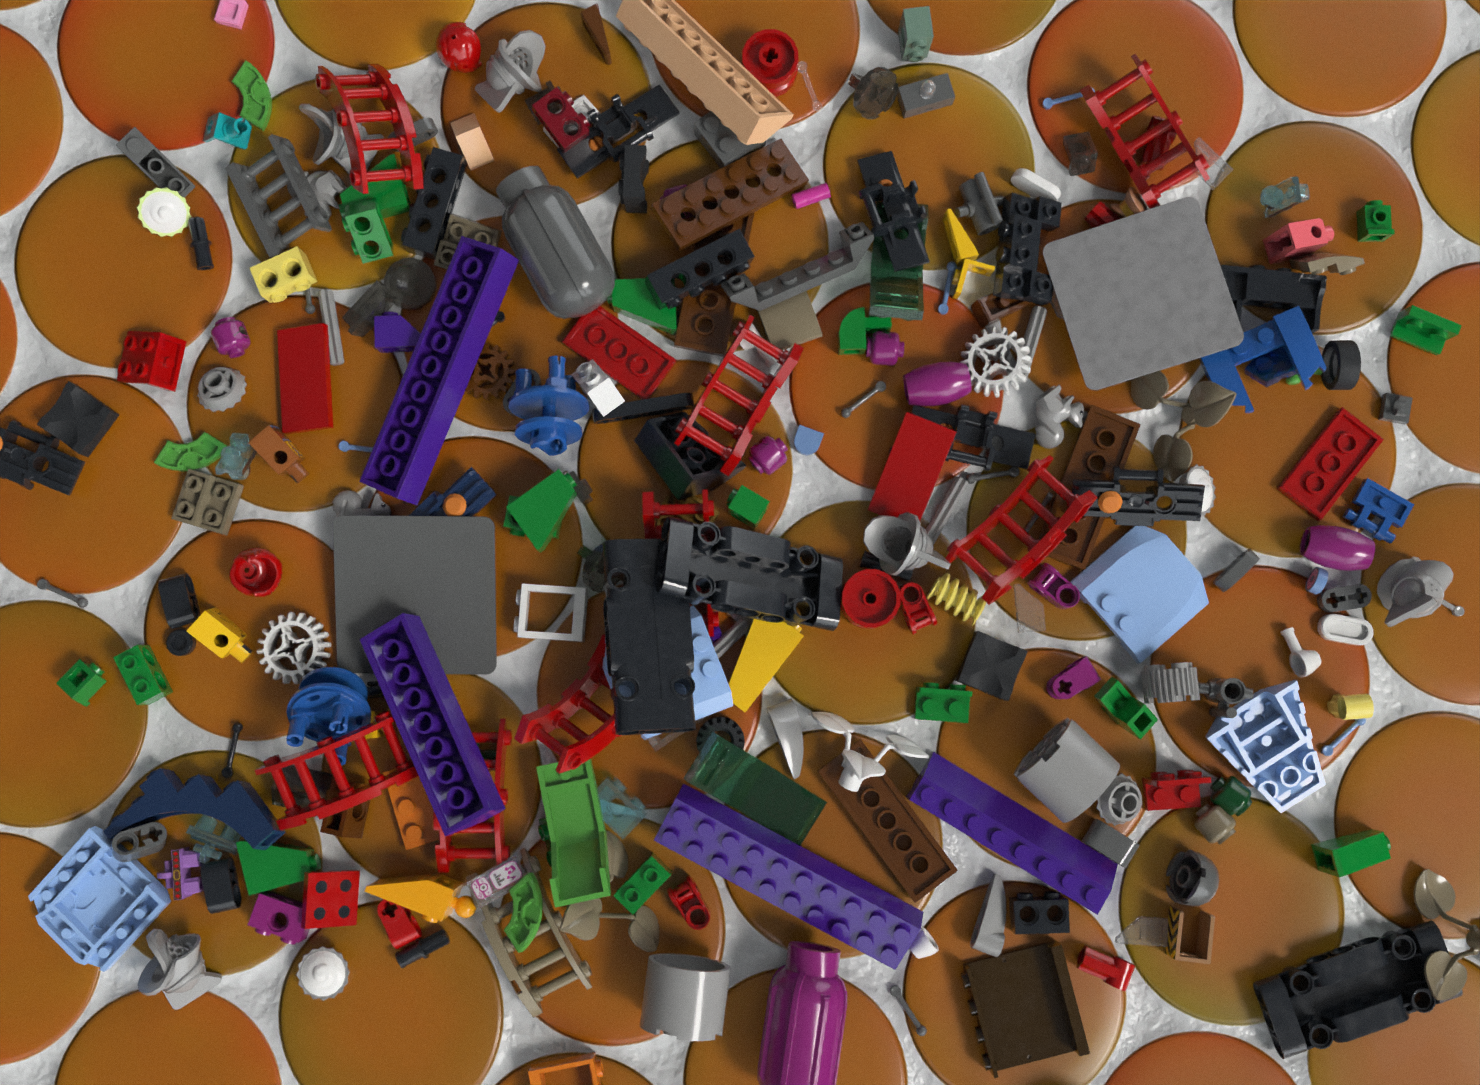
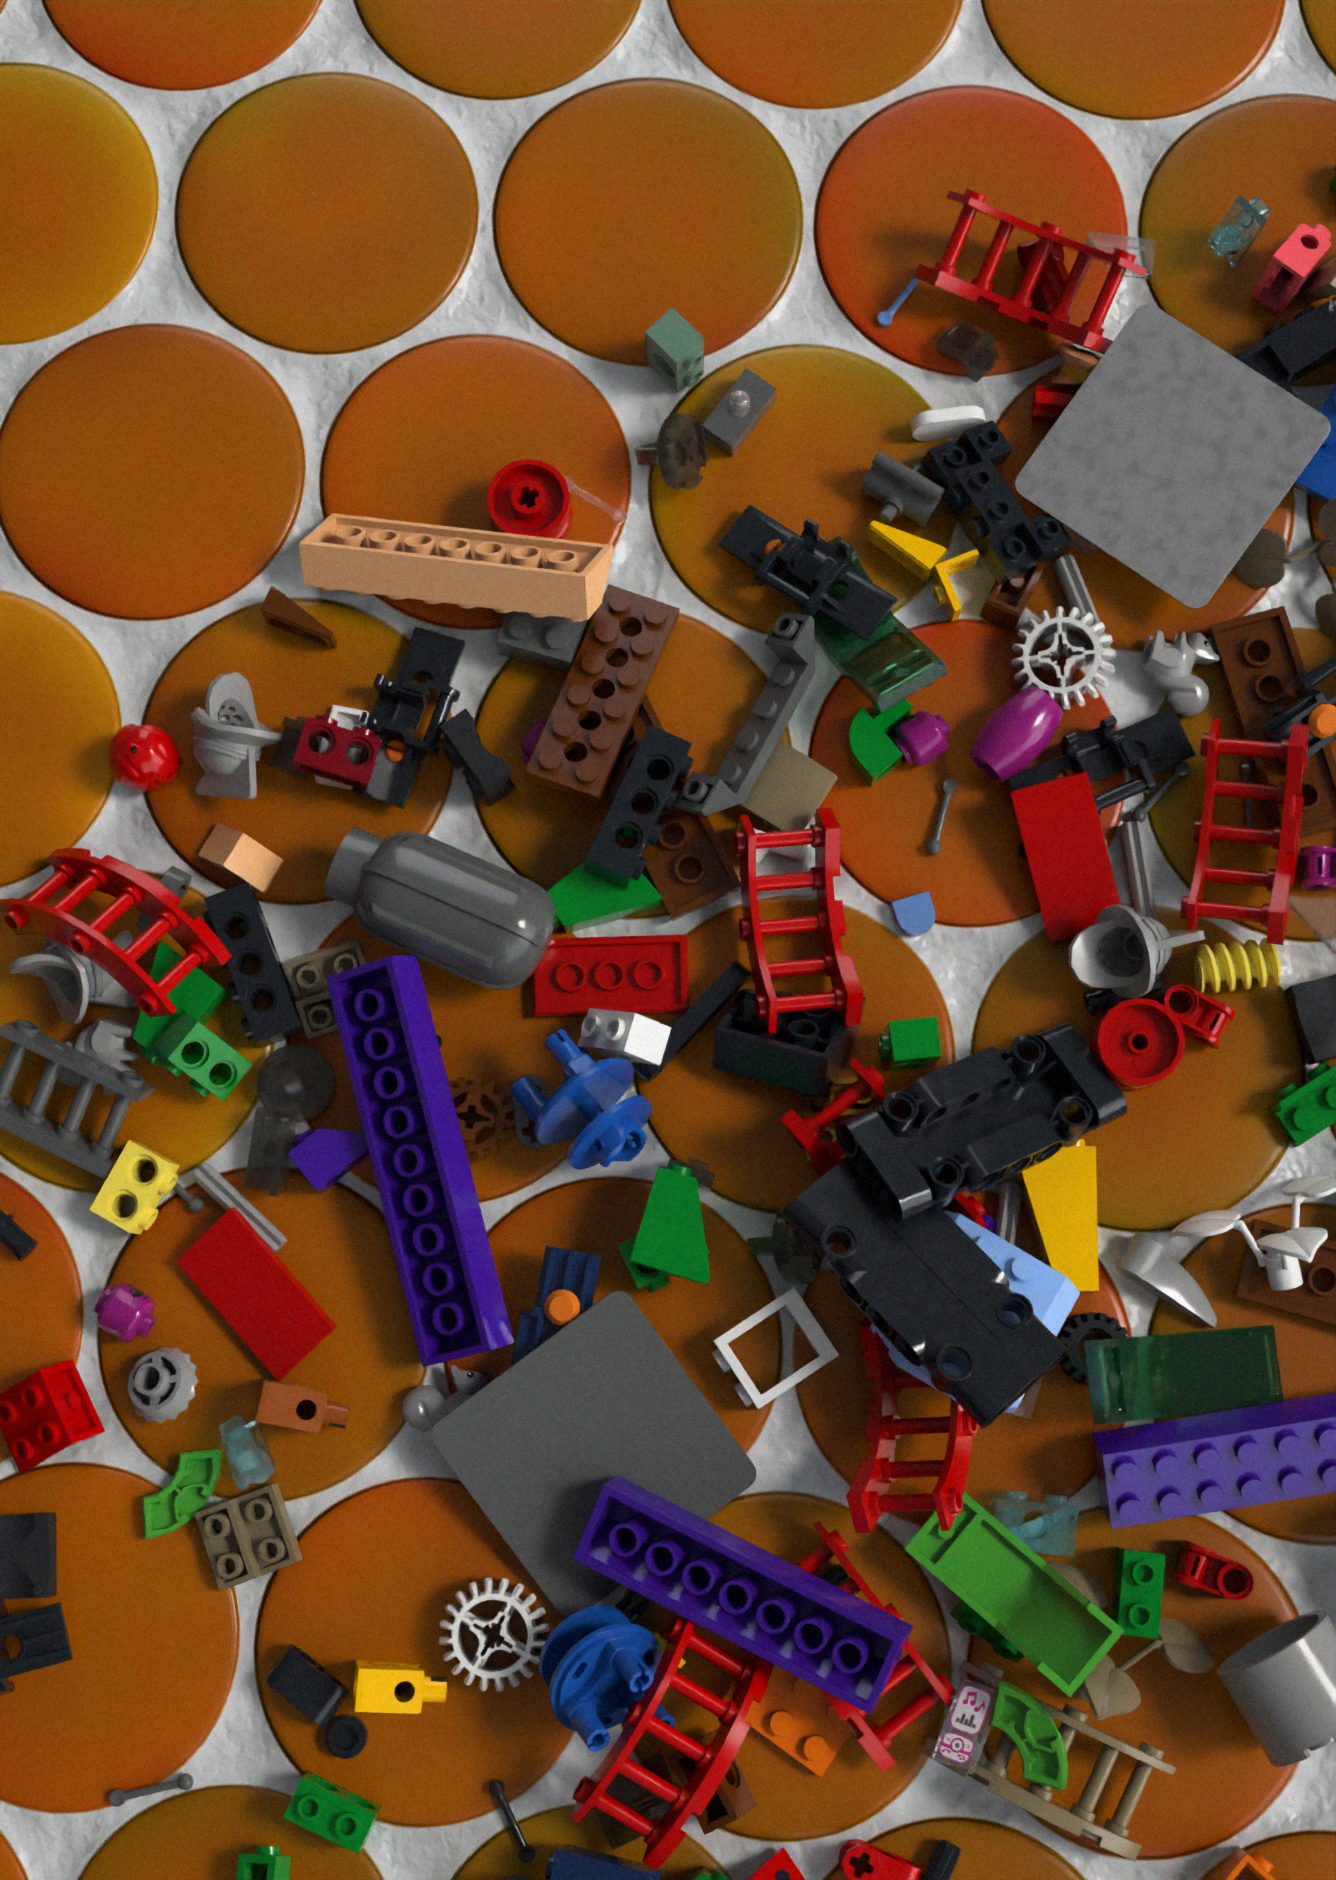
camera: 30 degrees left, 5 degrees down
(262, 572) = (384, 1573): red piece -> none
(345, 446) = (366, 1340): medium blue hinge -> none
(427, 894) = (889, 1810): light orange slope -> none
(768, 455) = (883, 965): magenta head -> none
(811, 195) = (695, 625): dark pink axle -> none
(943, 308) = (951, 641): medium blue hinge -> none

